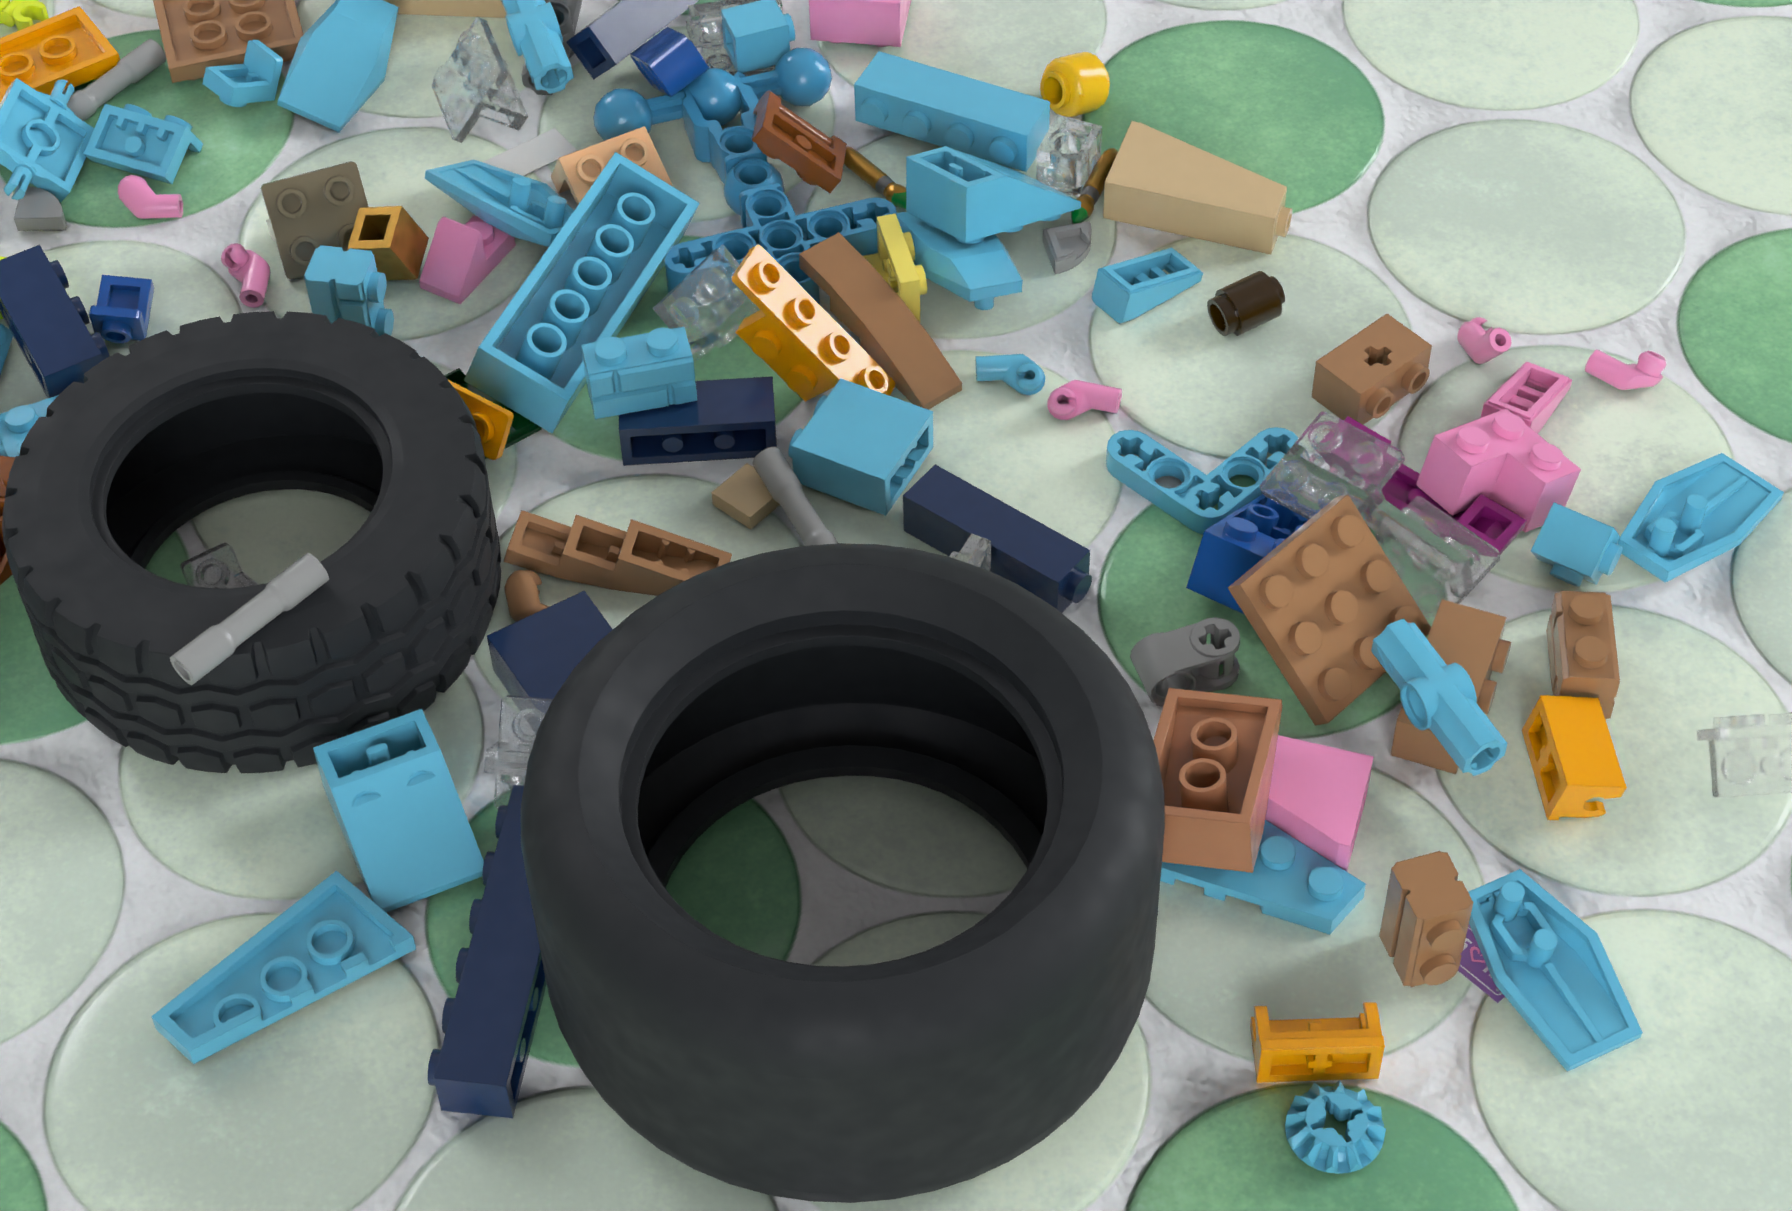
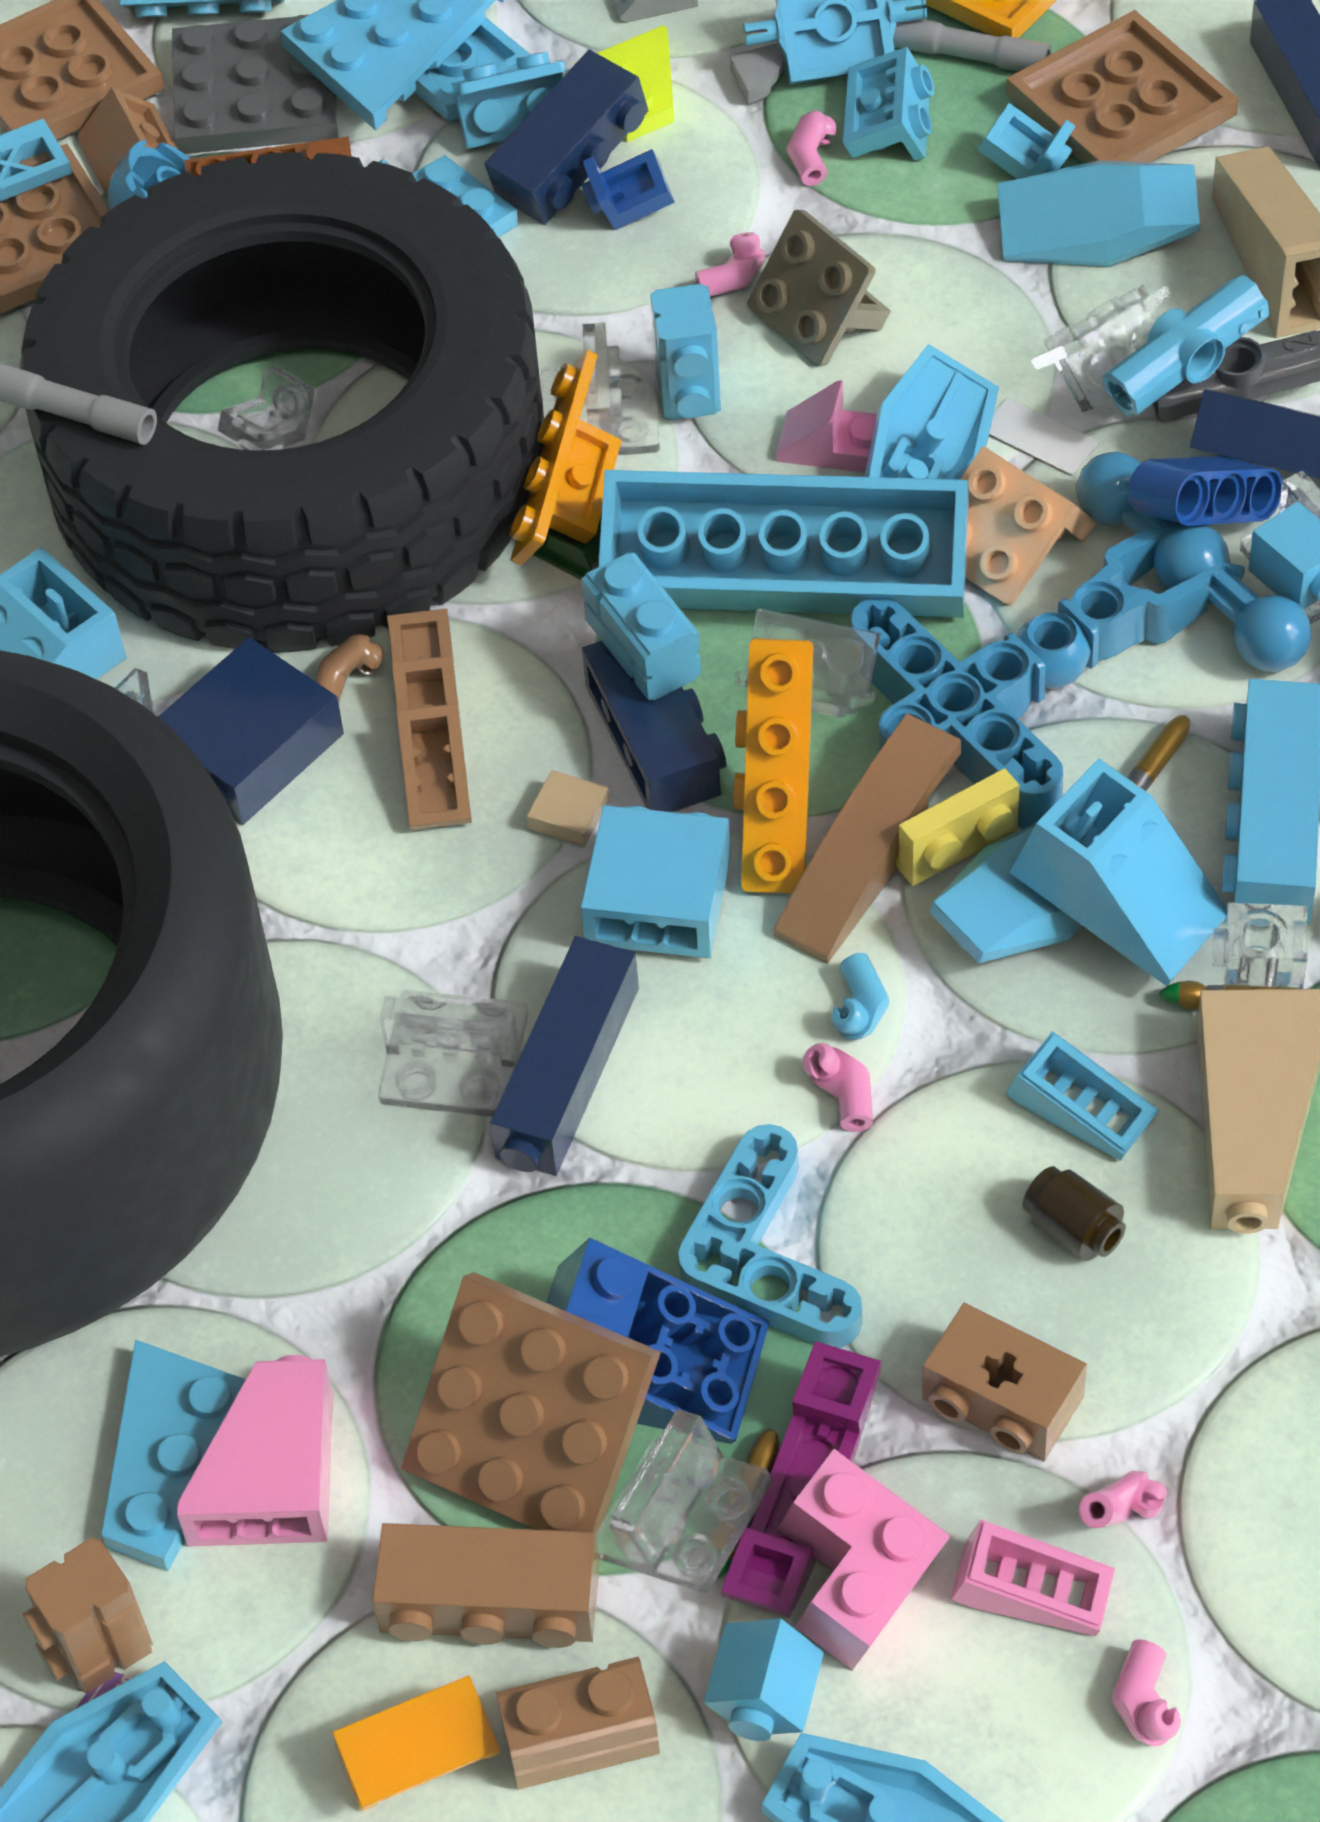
camera: 75 degrees right, 5 degrees up
(392, 238) = (798, 354): pearl gold brick -> none
(788, 492) = (509, 888): light grey piece -> none
(798, 143) = (1113, 660): dark orange plate -> none
(1067, 245) = (1116, 999): light grey tile -> none
(1185, 661) = (425, 1284): light grey piece -> none
(1216, 776) = (218, 1338): nougat slope -> none
(1330, 463) = (752, 1367): clear bracket -> none
(1439, 697) = (402, 1548): medium azure piece -> none

